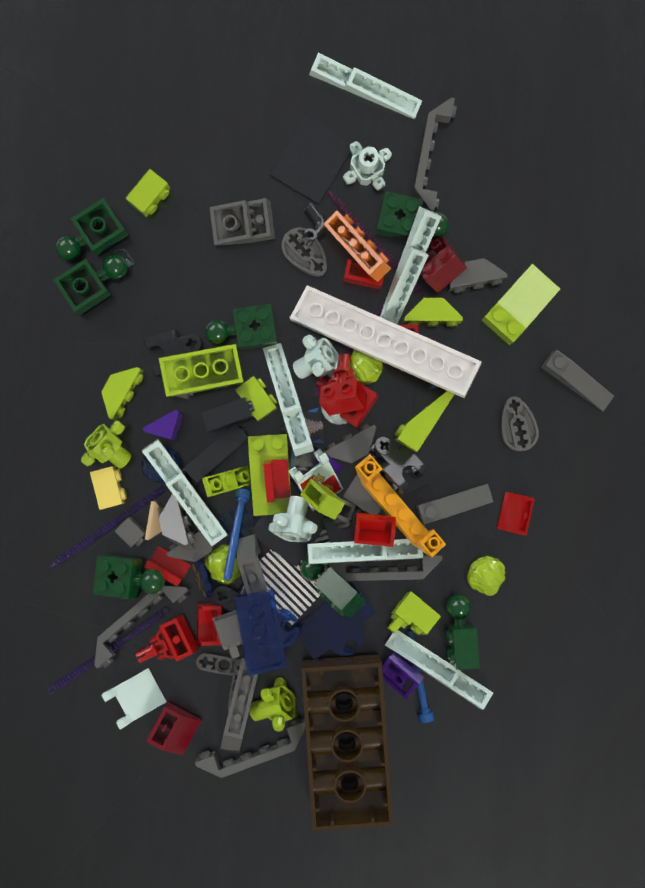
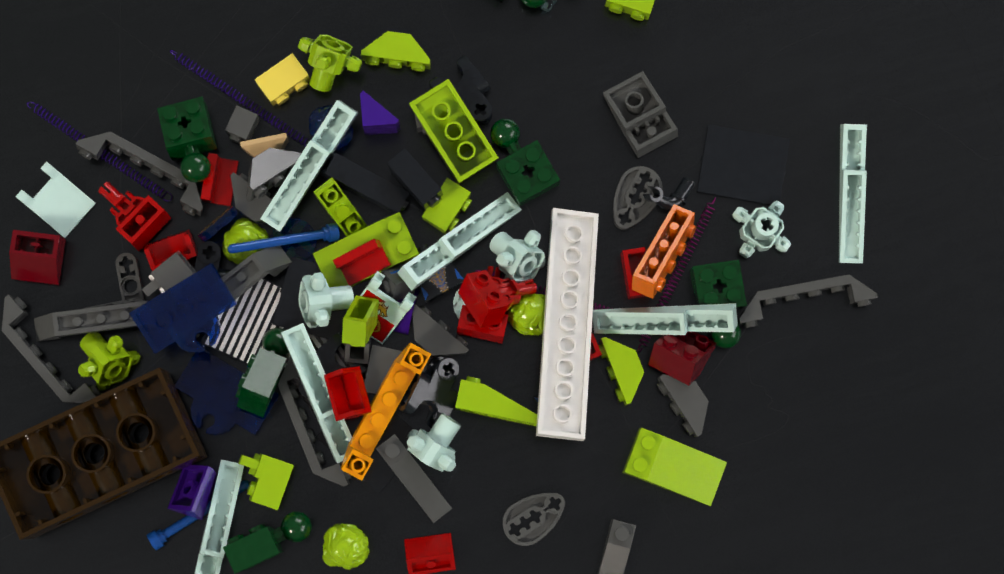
camera: 70 degrees right, 5 degrees down
(438, 479) = (433, 446): none -> light aqua piece

